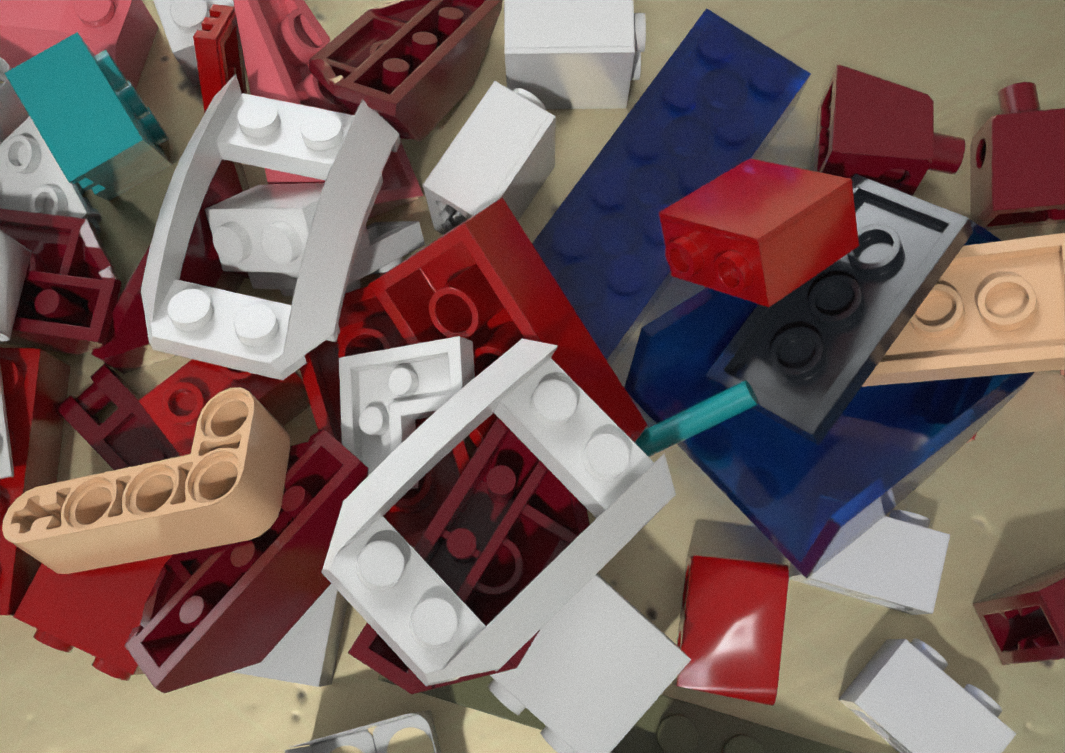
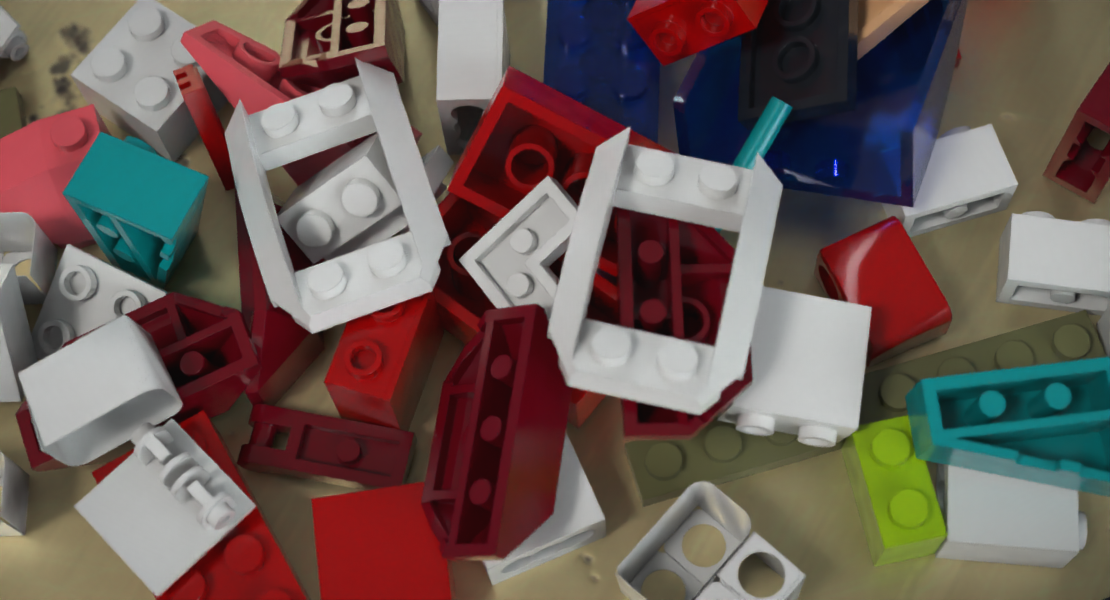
camera: 30 degrees left, 10 degrees down
(172, 506) = (395, 443): light nougat beam -> none

